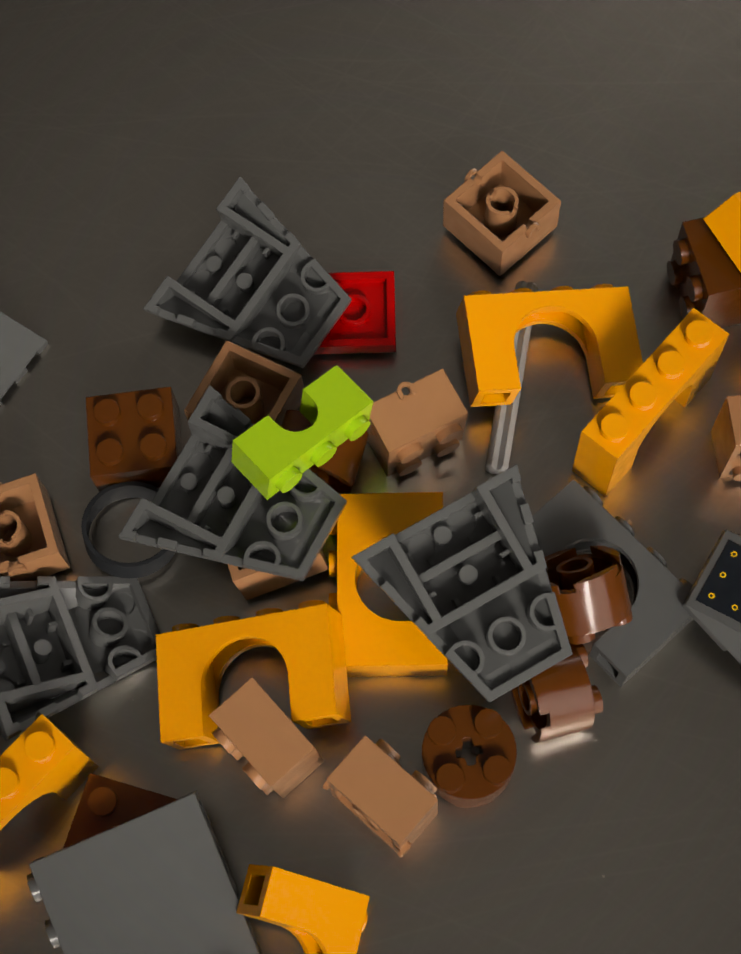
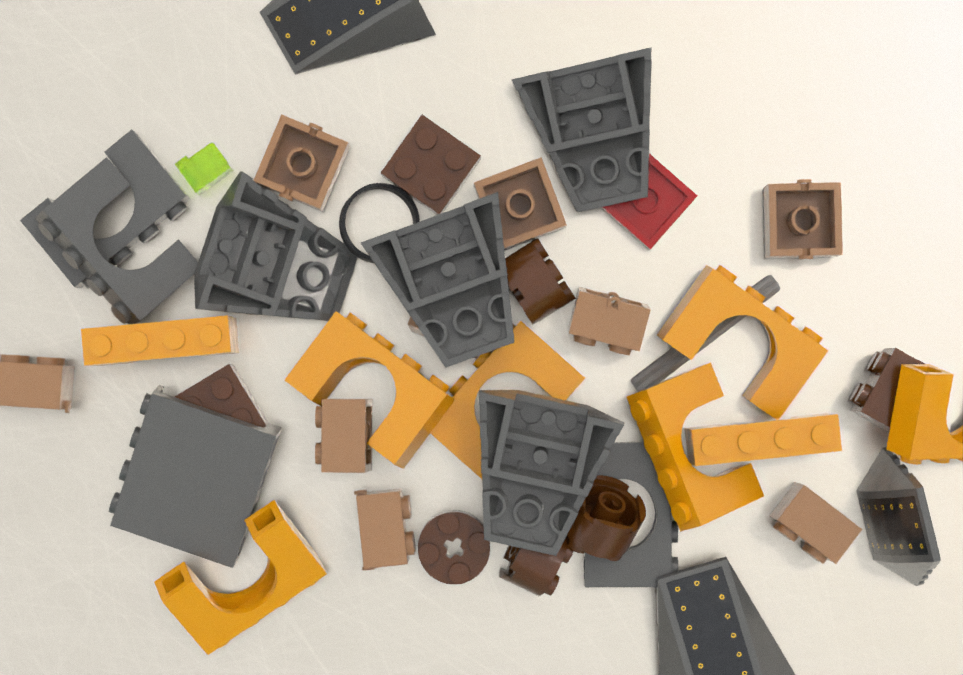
camera: 35 degrees right, 20 degrees up
(278, 457) = (491, 282): lime arch -> none
(632, 498) = (660, 418): none -> light orange arch

